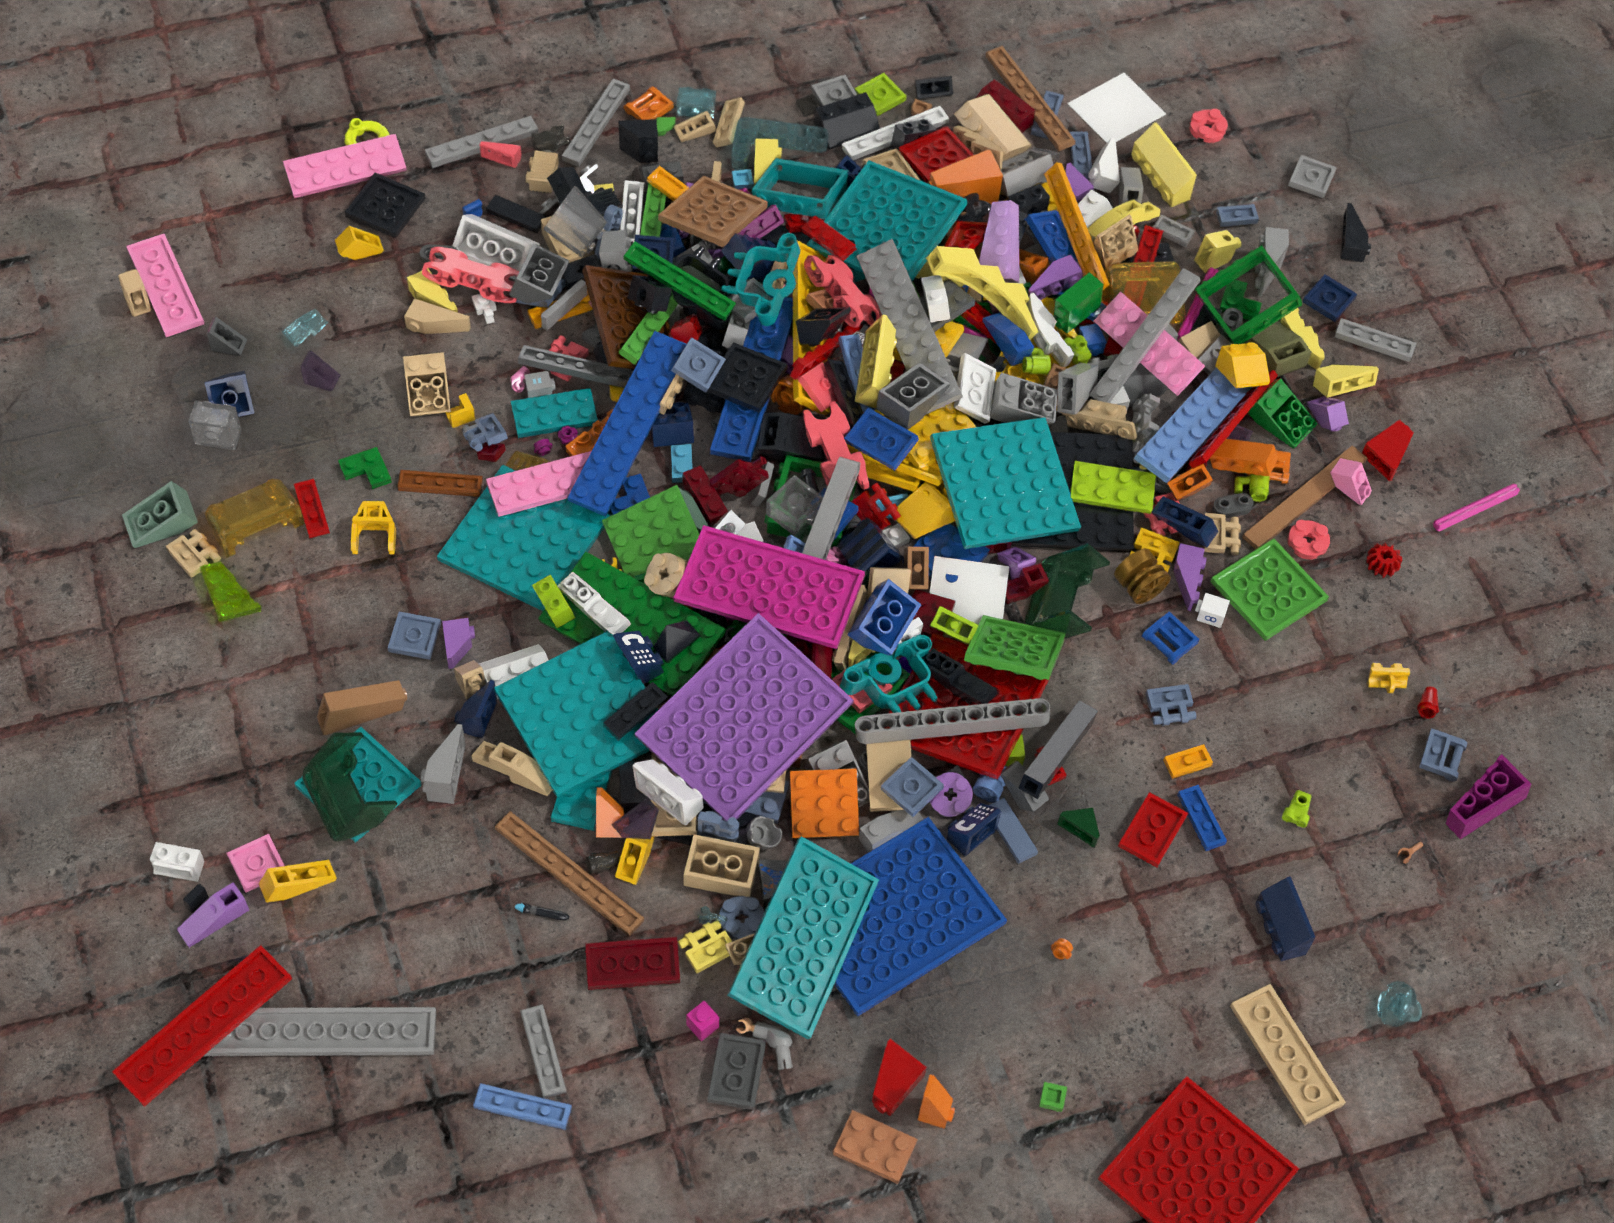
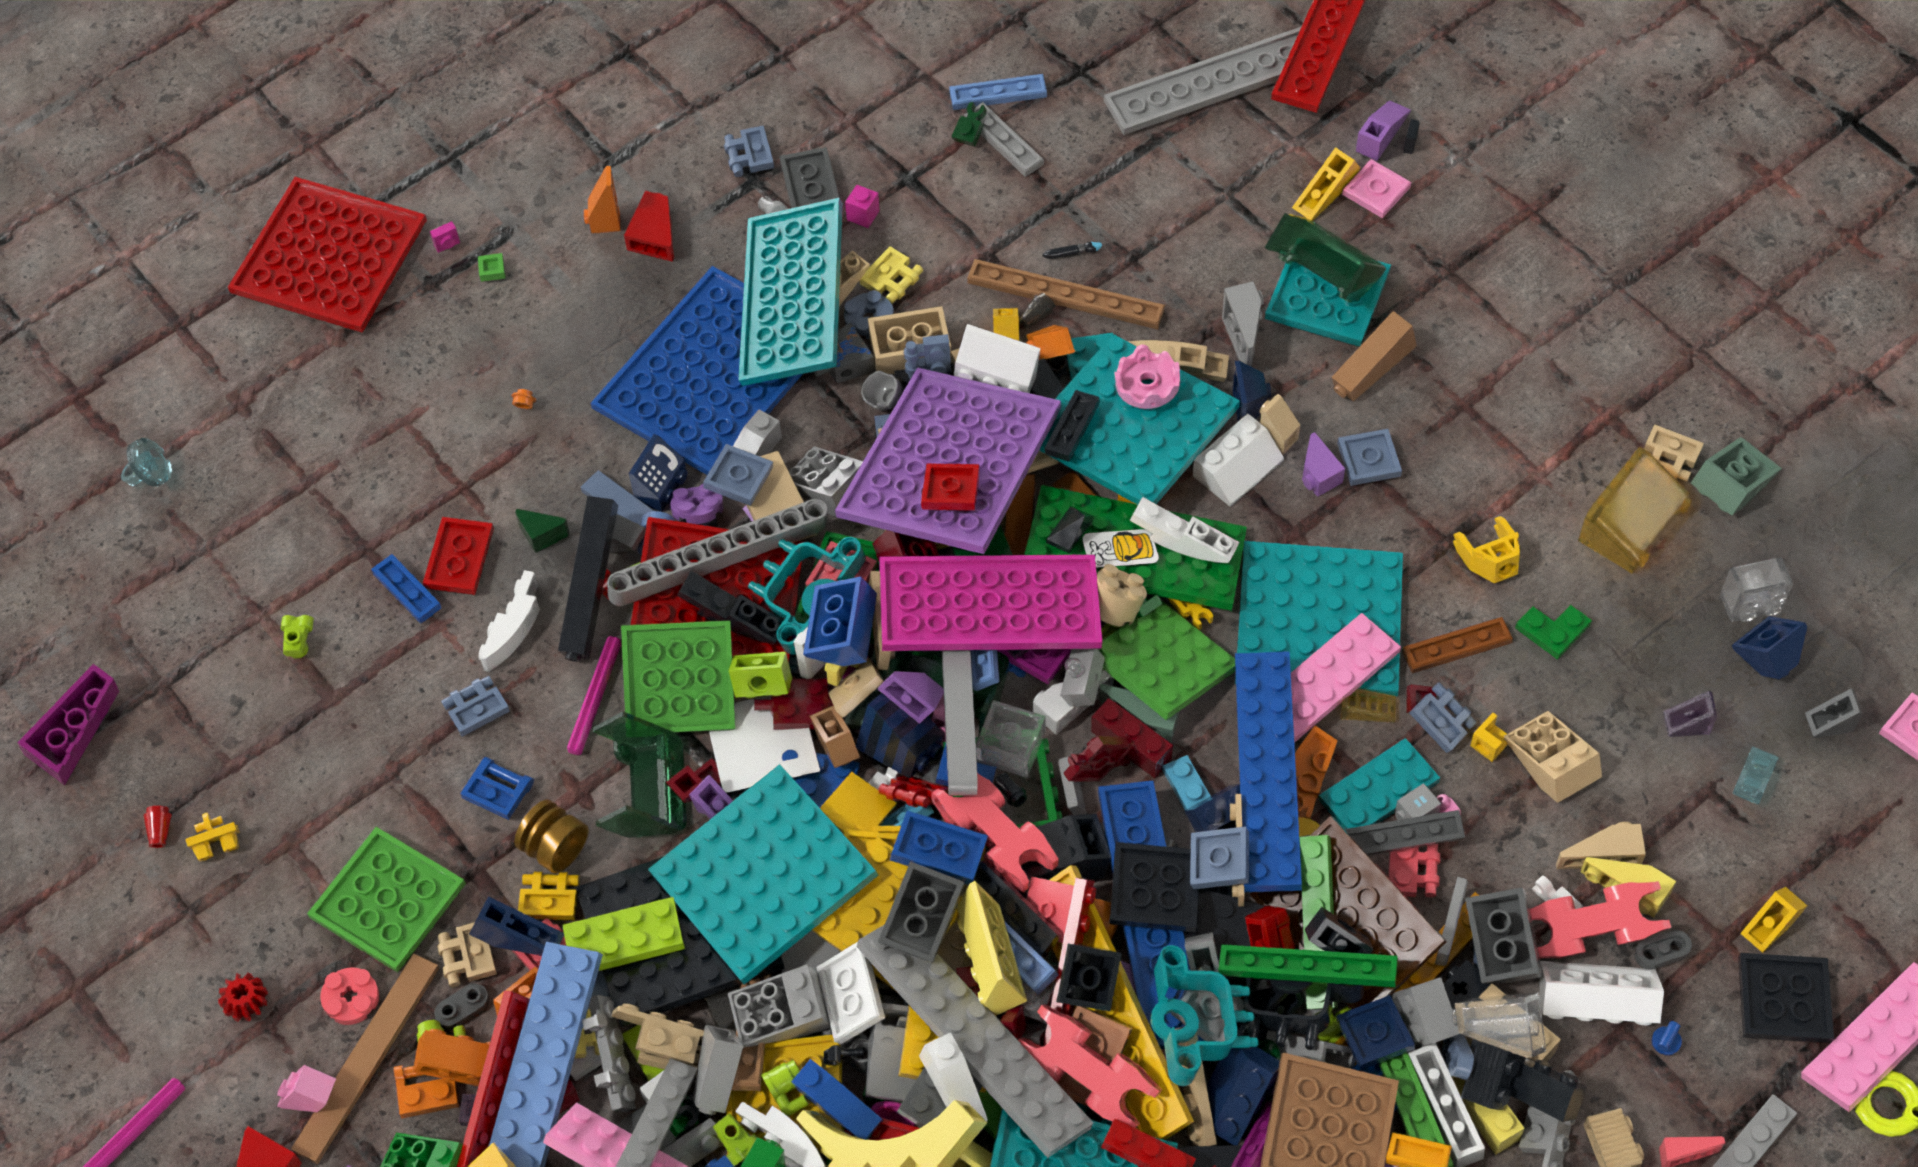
camera: 165 degrees right, 0 degrees up
(177, 861) = (1451, 151): white window -> none
(226, 594) = (1601, 424): clear neon green wing -> none
(311, 508) = (1580, 552): red plate -> none
(515, 213) = (1609, 1063): black tile -> none
(542, 447) = (1364, 733): magenta plate -> none
(553, 601) = (1237, 524): lime brick -> none
(553, 708) = (1143, 366): none -> bright pink plate
(565, 439) = (1341, 769): magenta plate -> none
(568, 1069) = (970, 127): none -> dark green plate
(632, 963) = (957, 234): dark red plate -> none
(635, 492) = (1216, 716): blue plate -> none
(638, 822) = (1020, 326): slope -> none
(639, 655) = (1103, 487): dark blue slope -> none
(647, 615) = (1121, 547): none -> sticker
(710, 916) = (905, 301): clear light blue hand -> none
(759, 672) = (950, 486): none -> red plate
(770, 1129) = (756, 149): none -> sand blue plate
(824, 803) = (829, 439): orange plate -> none
(850, 555) = (913, 693): none -> medium lavender slope
(875, 1146) = (652, 172): nougat plate -> none
(1079, 679) = (594, 696): none -> dark pink axle
(1087, 1144) = (445, 237): none -> dark pink plate
(1126, 752) = (511, 628): none -> white slope
(1187, 572) = (493, 875): medium lavender slope -> none
(1188, 761) = (437, 645): light orange plate -> none
(1212, 610) = (453, 840): white brick -> none
(1285, 920) = (287, 504): dark blue slope -> none
(1287, 1054) = (260, 387): tan plate -> none
(1409, 852) = (161, 639): nougat hand -> none
(1436, 751) = (139, 771): sand blue plate -> none

